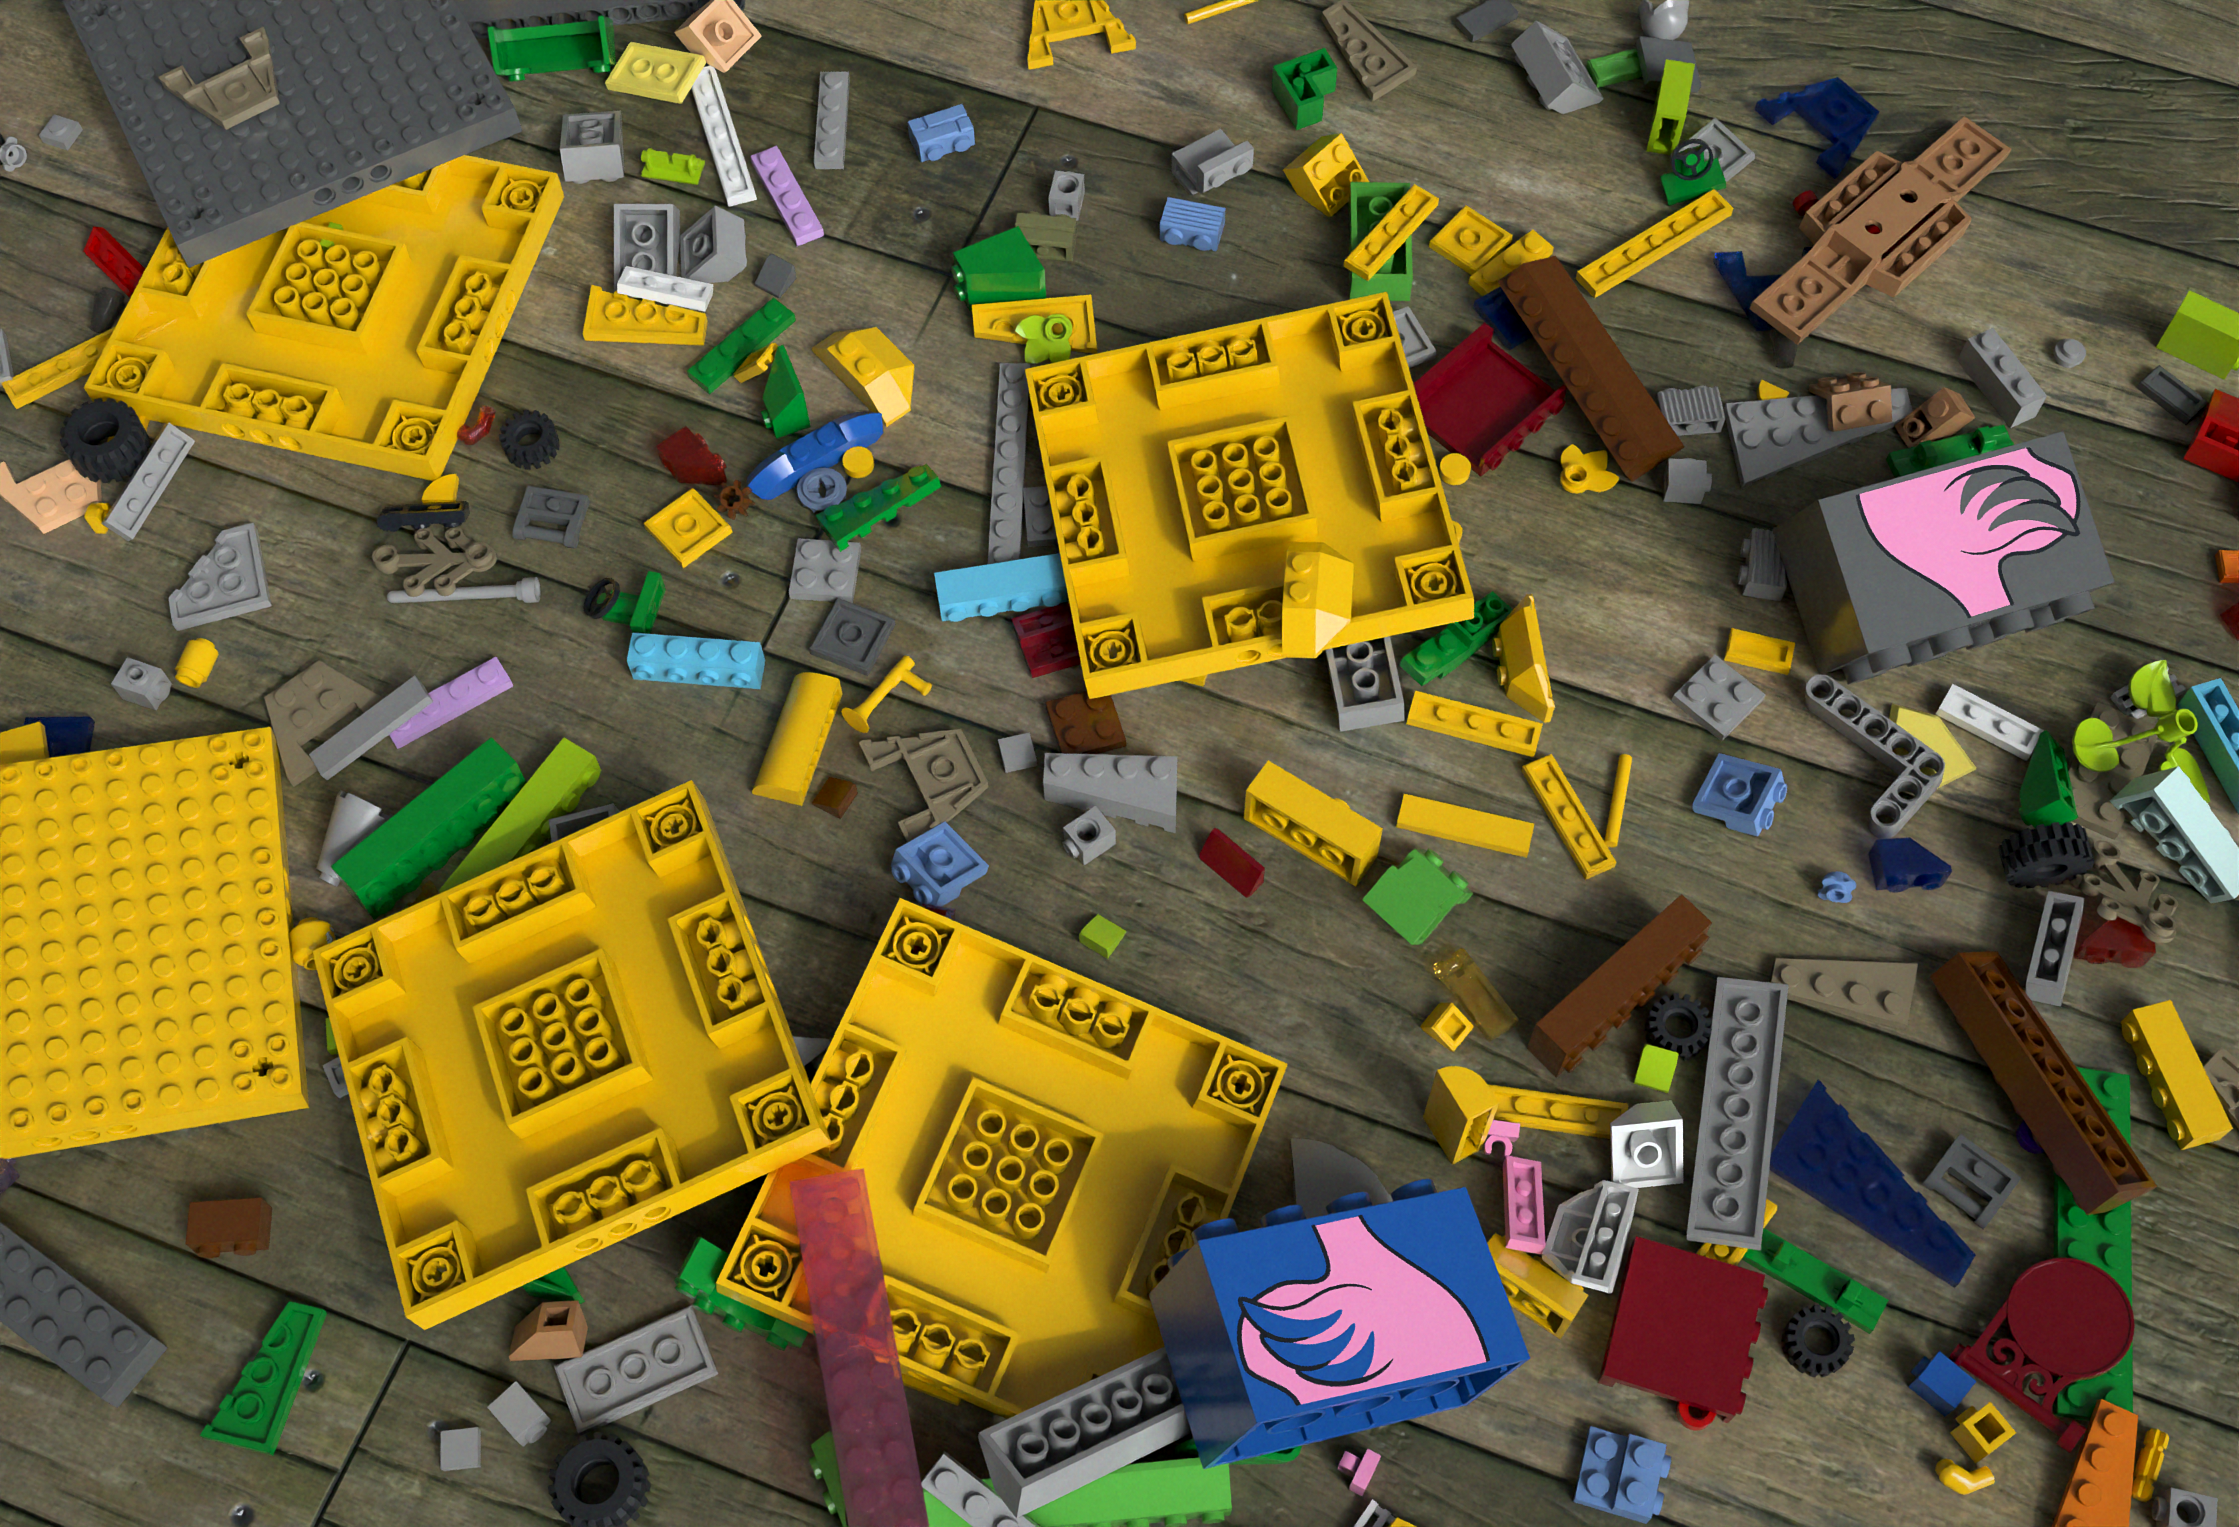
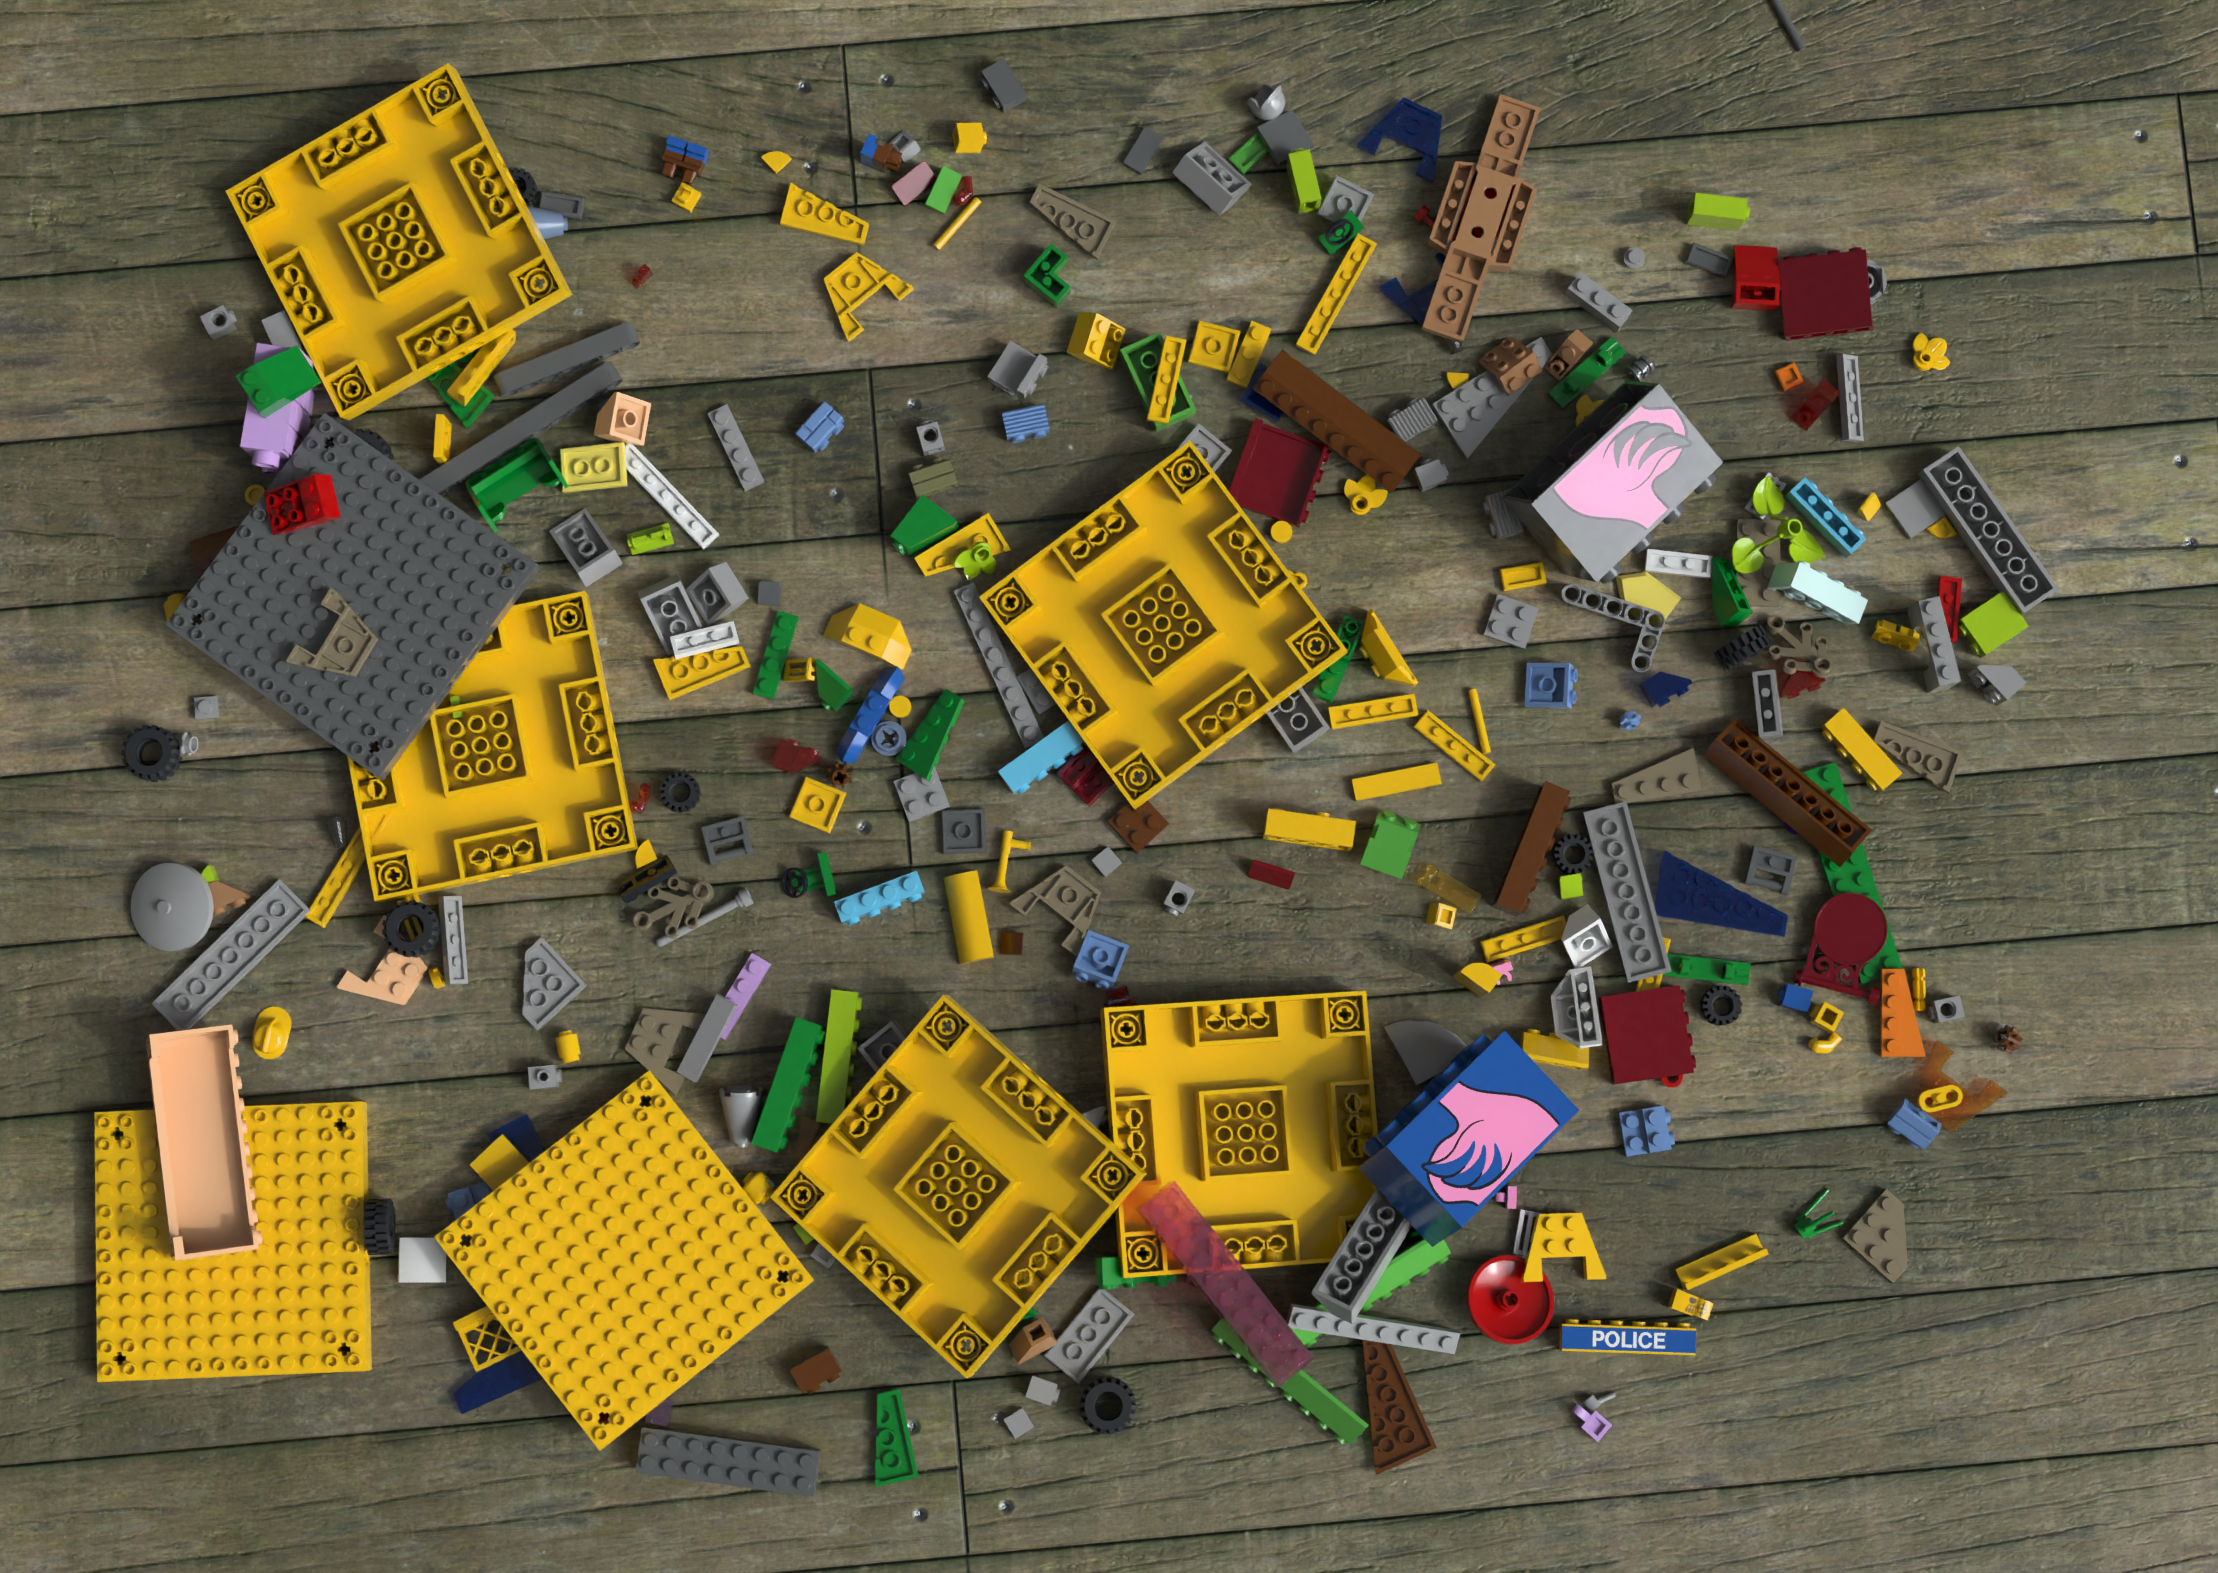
camera: 30 degrees left, 20 degrees up
(114, 260) = (322, 793): red plate -> none
(787, 196) = (739, 524): lavender plate -> none
(1101, 936) = (1217, 955): lime slope -> none
(1116, 784) = (1185, 856): light grey wedge -> none
(1314, 598) = (1250, 691): yellow wedge -> none
(1523, 1205) = (1532, 1007): bright pink plate -> none

